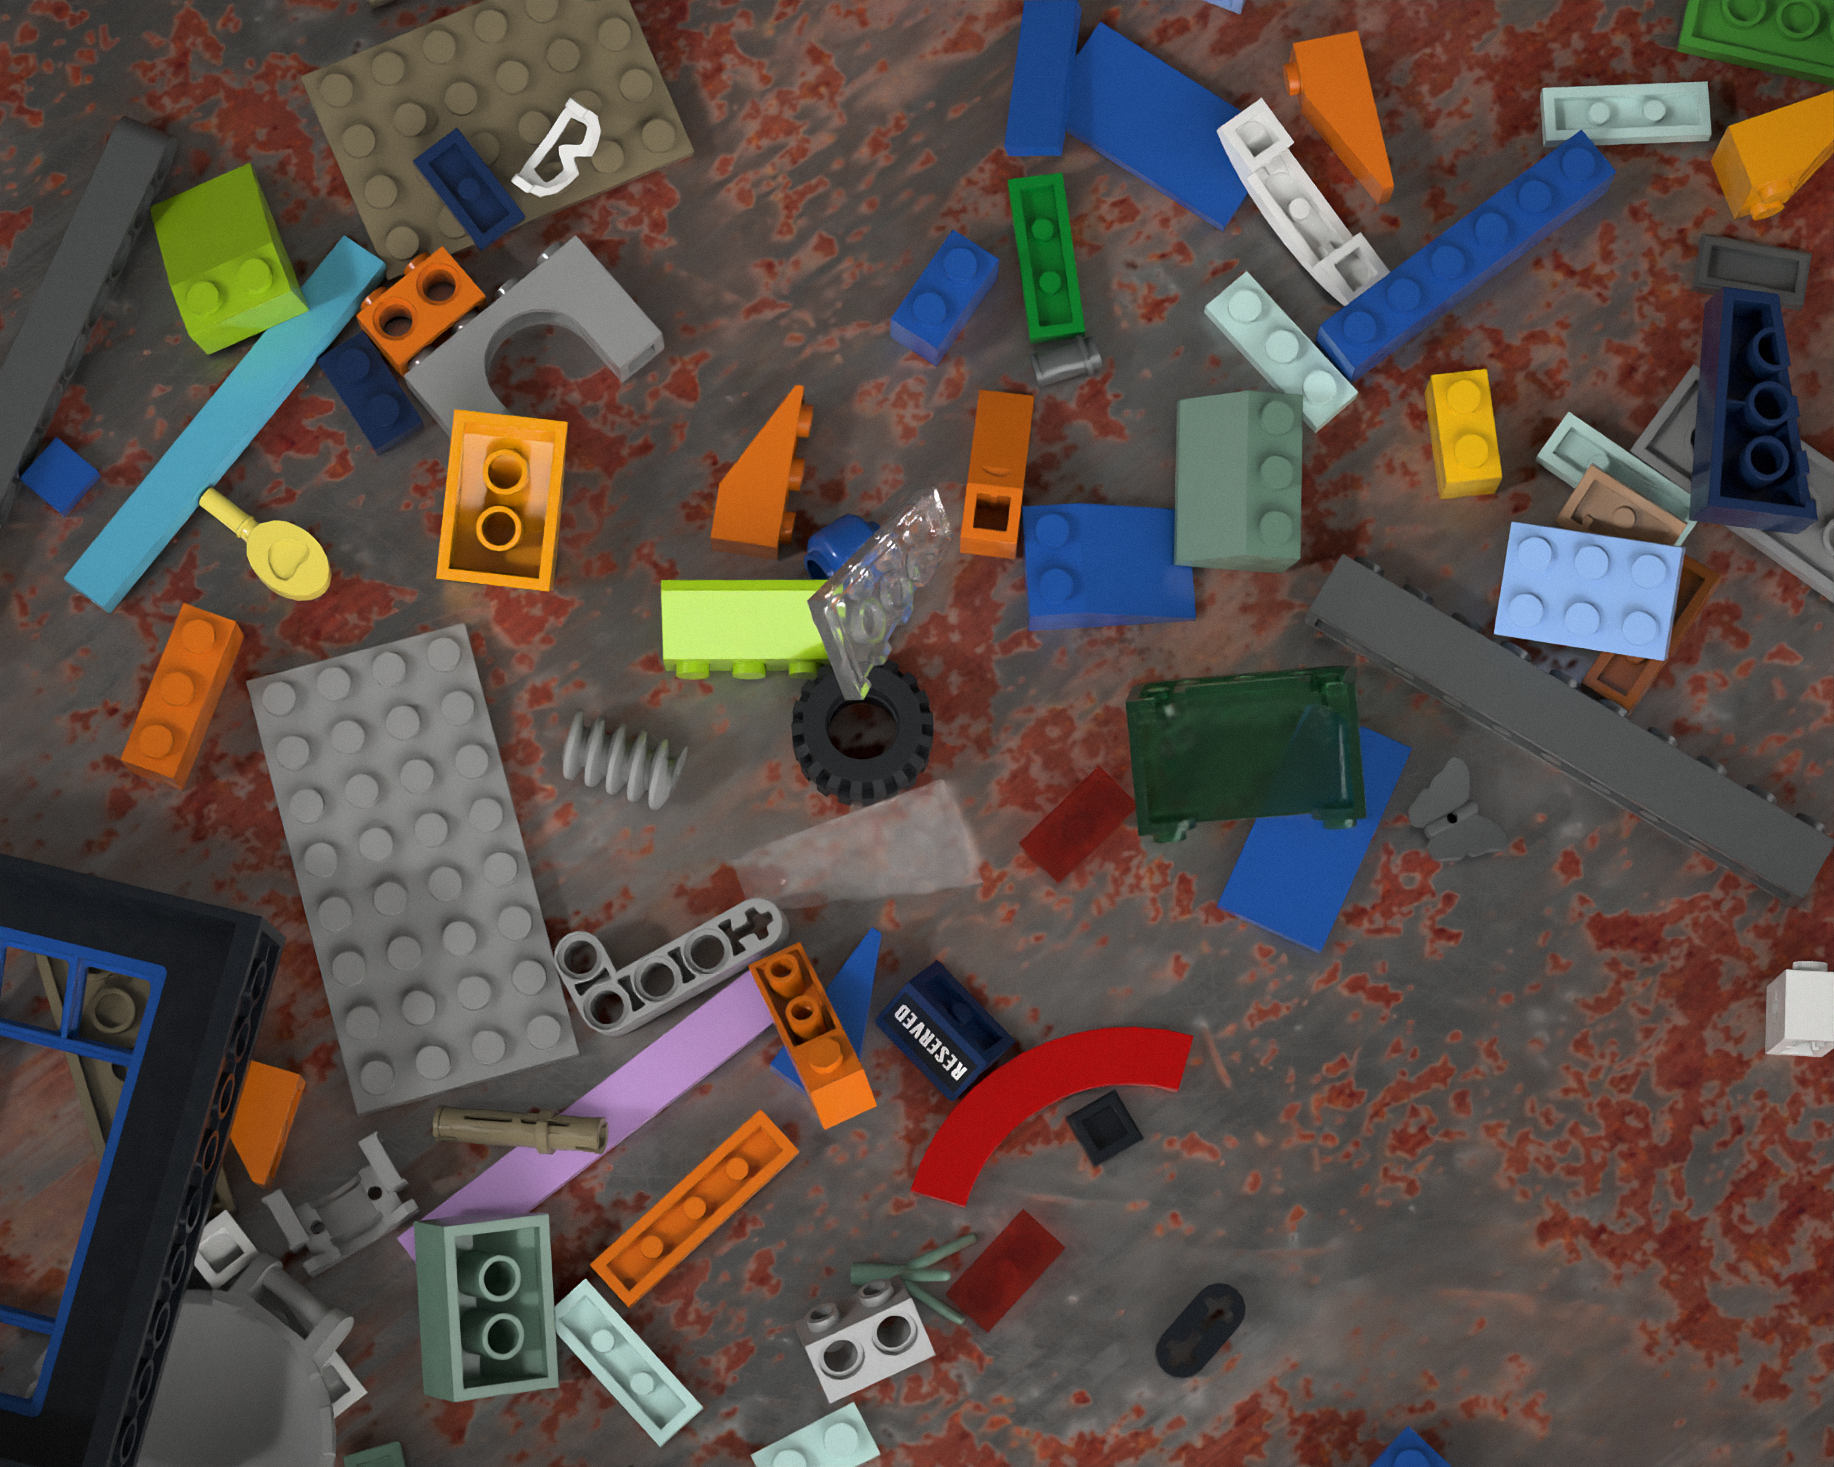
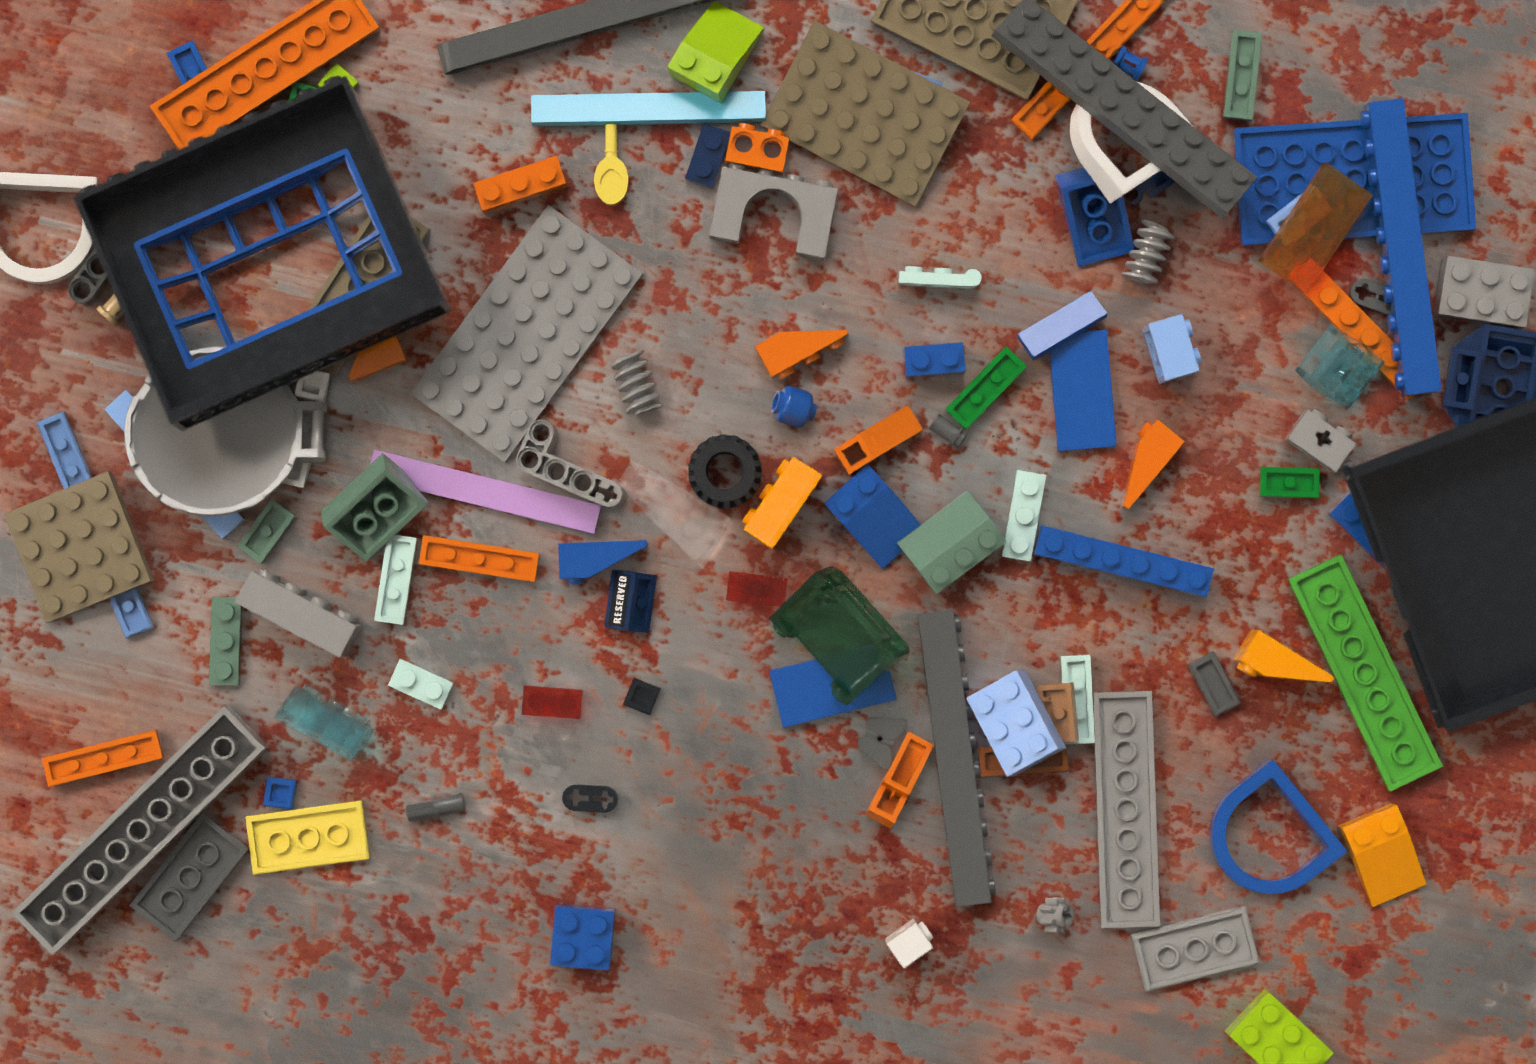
camera: 55 degrees right, 10 degrees up
(60, 477) = (572, 58): blue tile -> none
(347, 1213) = (368, 420): light grey piece -> none
(469, 189) = (821, 129): dark blue plate -> none
(503, 500) = (700, 251): light orange slope -> none
(530, 181) = (845, 150): white helmet -> none
(542, 1130) = (459, 472): dark tan pin -> none
(740, 628) = (729, 392): slope -> none
(813, 1036) = (581, 552): orange slope -> none
(829, 199) = (940, 278): none -> light aqua plate
(869, 1350) = (477, 671): light grey brick -> none
(877, 588) = (785, 432): clear wing -> none
(912, 1271) = (519, 669): sand green plant -> none
(978, 681) = (781, 501): none -> light orange slope
(1036, 1081) = (637, 653): red tile -> none
(1296, 207) = (1090, 476): white slope -> none
(1463, 434) = (1045, 619): yellow brick -> none
(1539, 840) = (899, 780): none -> orange slope
(1627, 113) = (1240, 579): light aqua plate -> none
(1746, 429) = (1140, 732): dark blue wedge -> none

